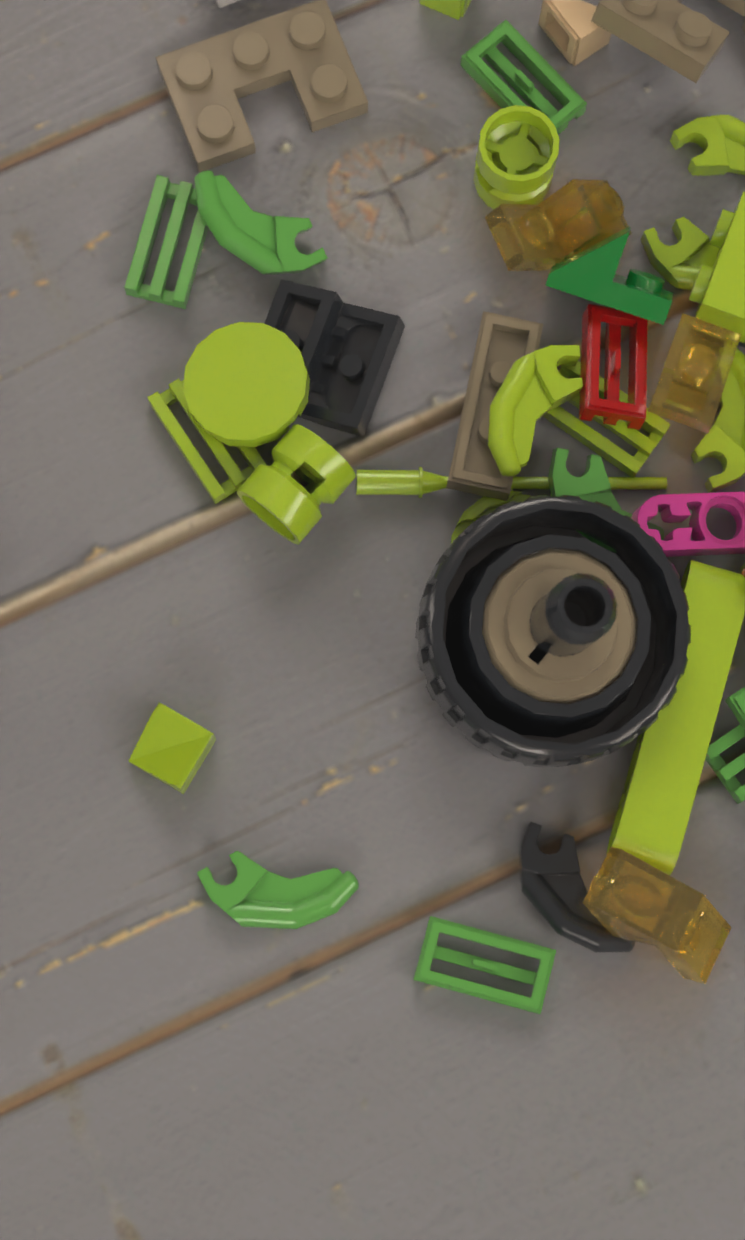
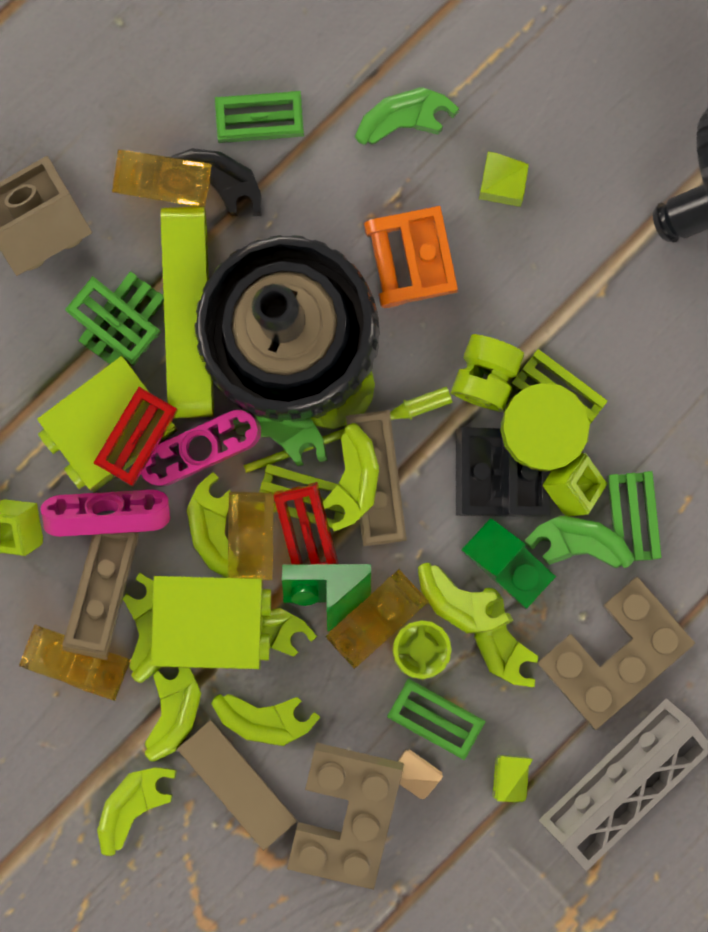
camera: 165 degrees right, 5 degrees up
(231, 297) = (575, 486): none -> lime slope
(319, 684) = (425, 253): none -> orange plate
(360, 240) = (508, 563): none -> green slope
(410, 141) = (502, 651): none -> lime piece
(444, 202) = (461, 608): none -> lime piece

